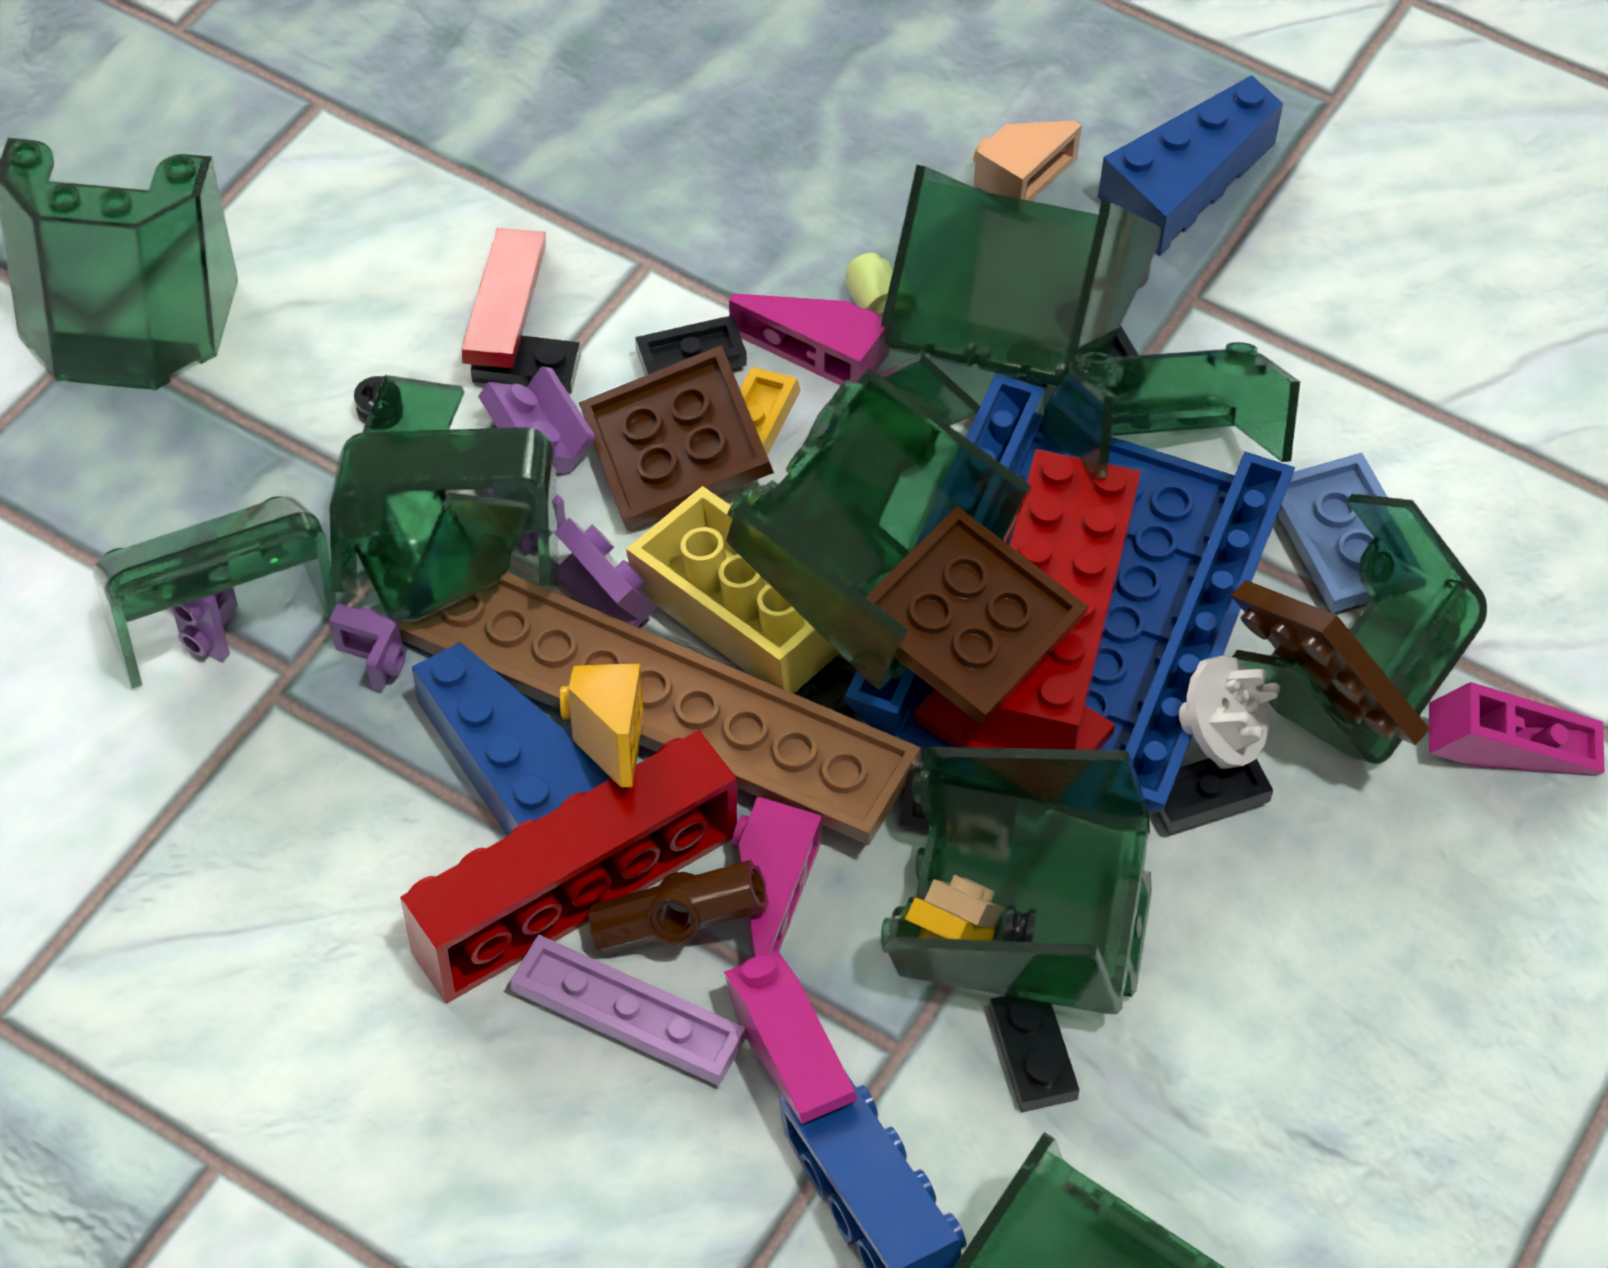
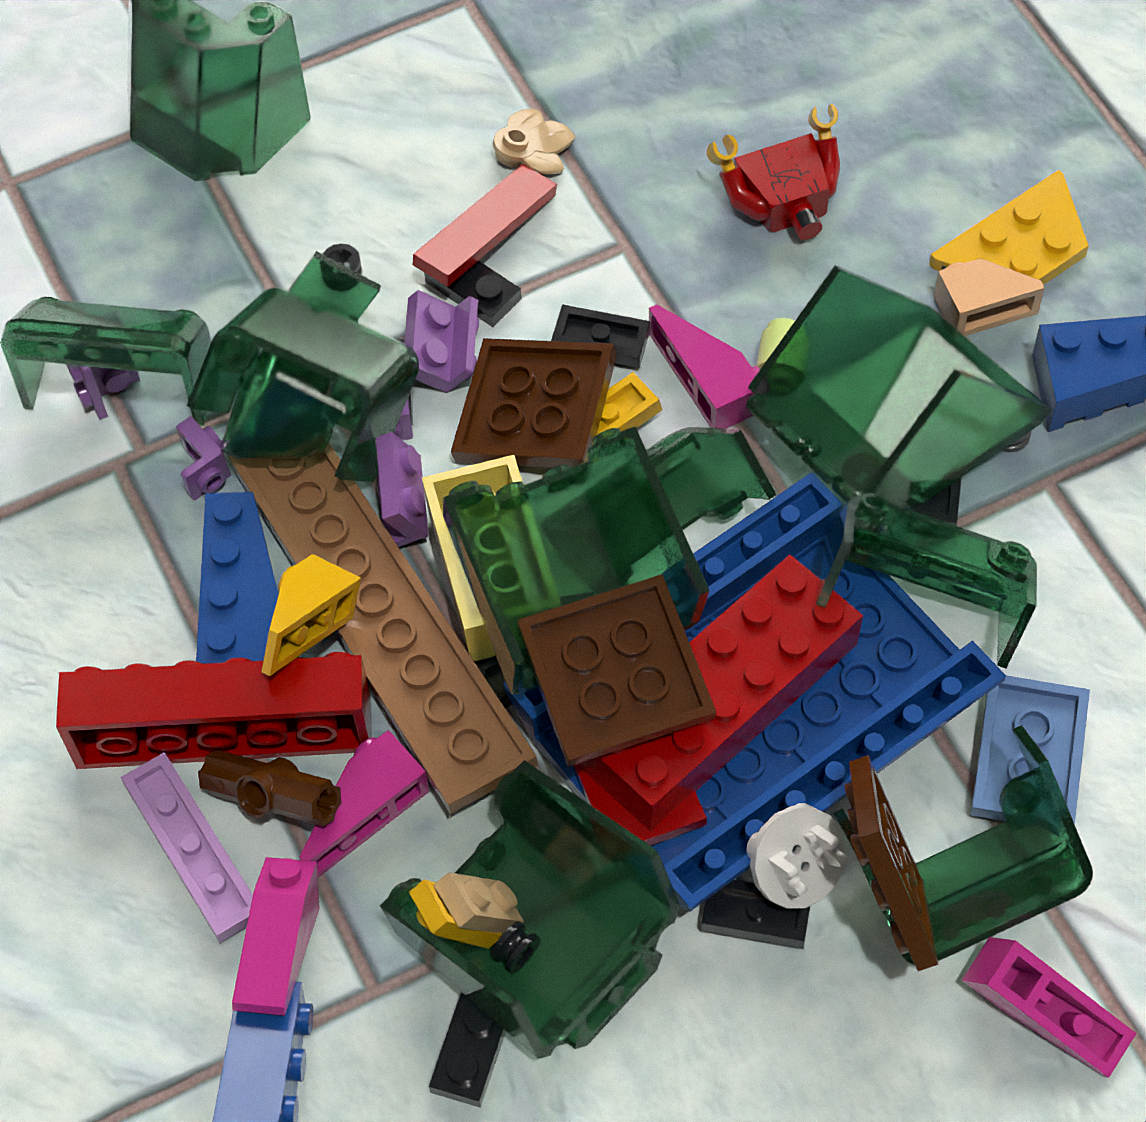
camera: 35 degrees right, 5 degrees up
(490, 204) = (532, 142): none -> tan plate
(769, 135) = (785, 181): none -> red torso
(1020, 86) = (1030, 234): none -> yellow wing

